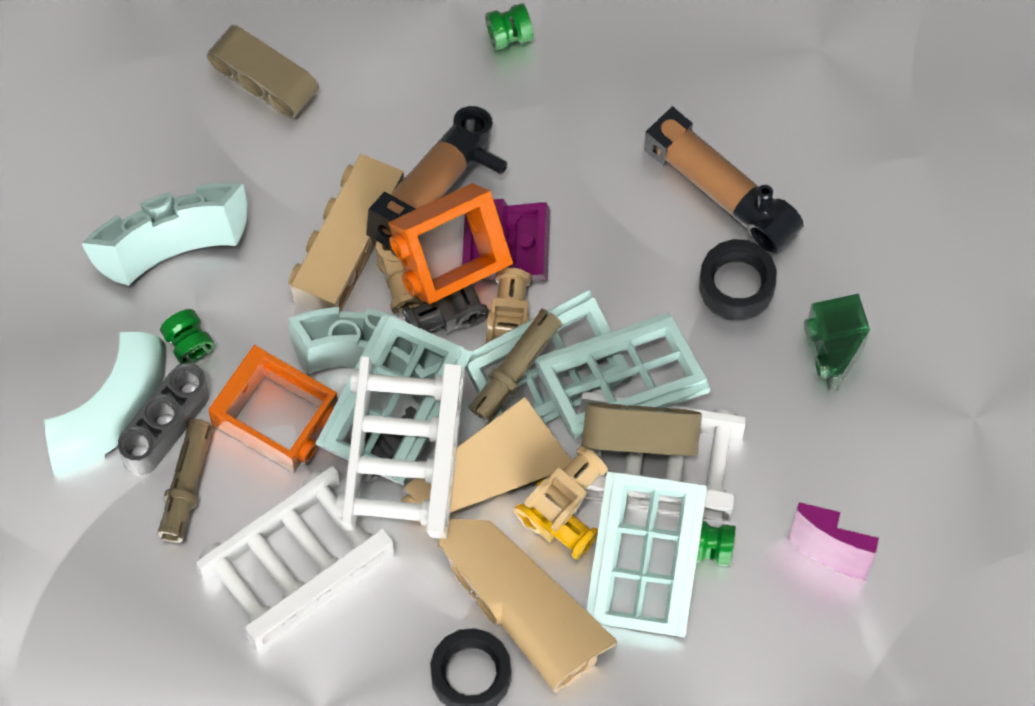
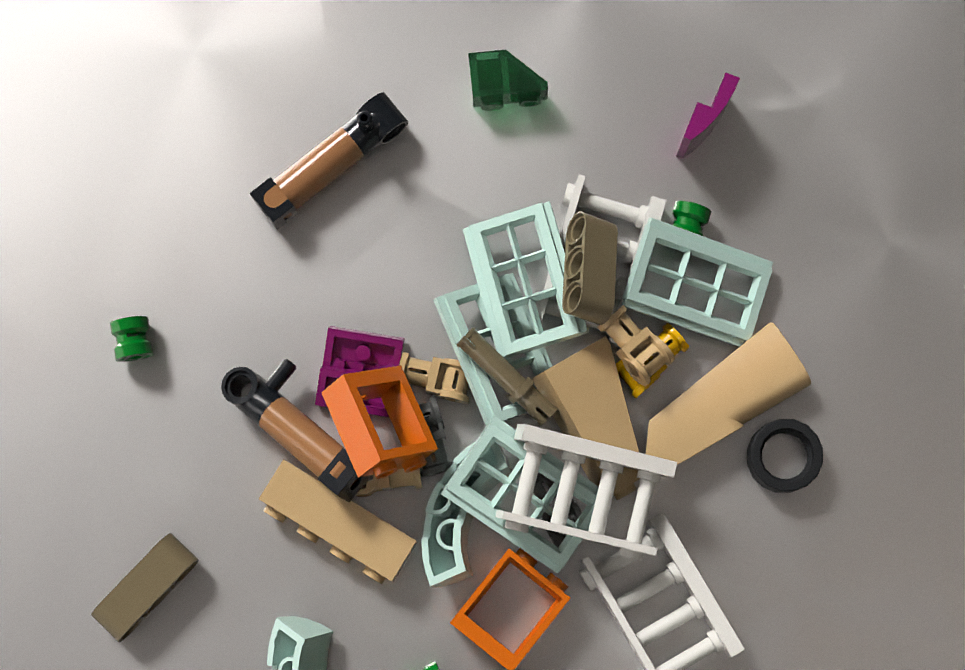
camera: 80 degrees left, 15 degrees up
(739, 251) = (431, 133): black tyre -> none

